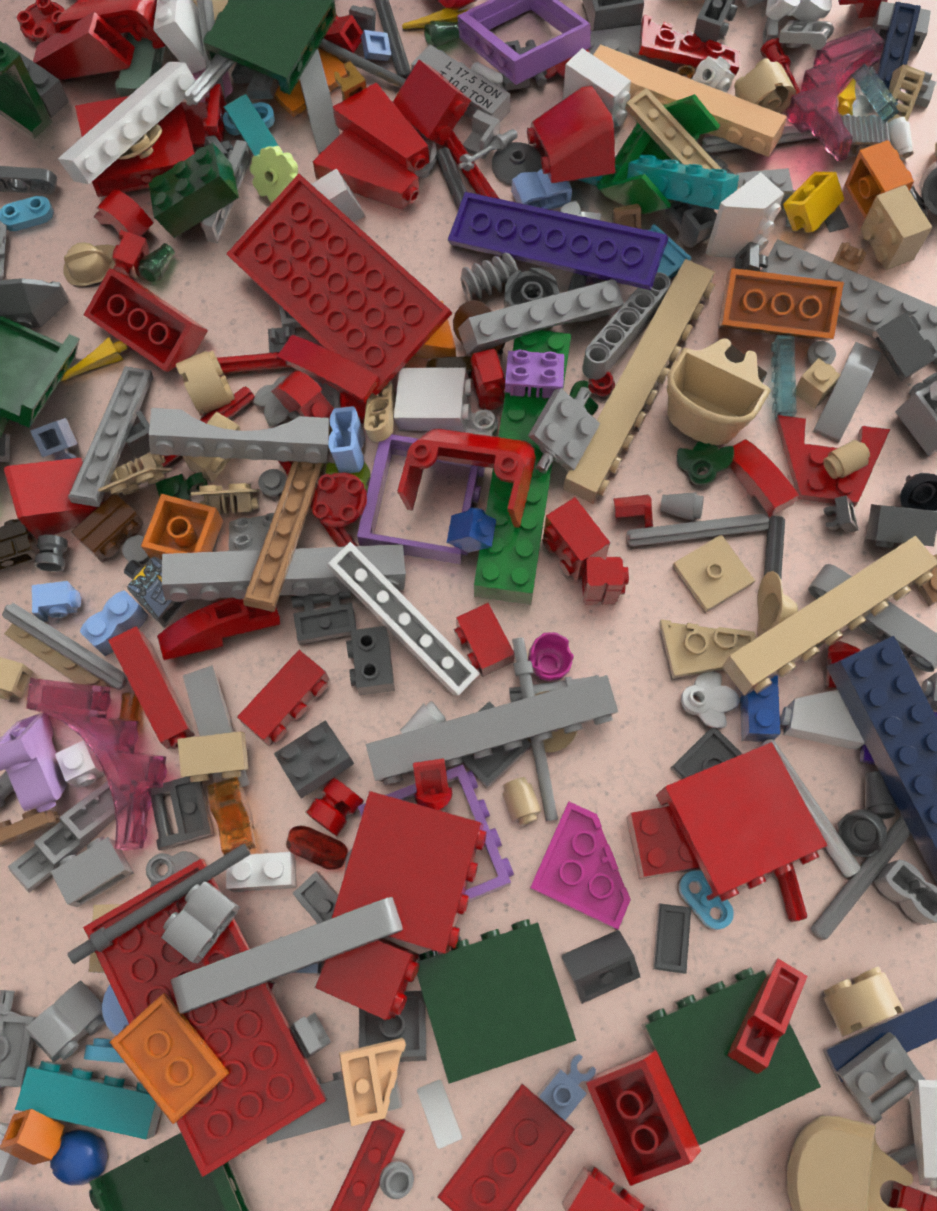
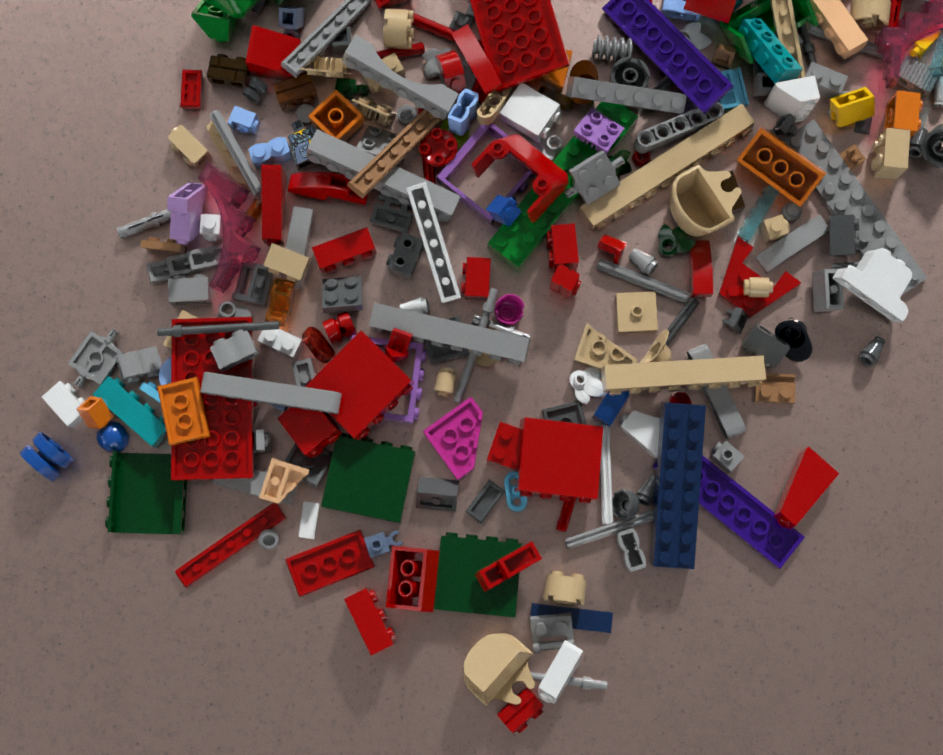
camera: 30 degrees right, 10 degrees up
(488, 379) = (570, 118): red brick -> none

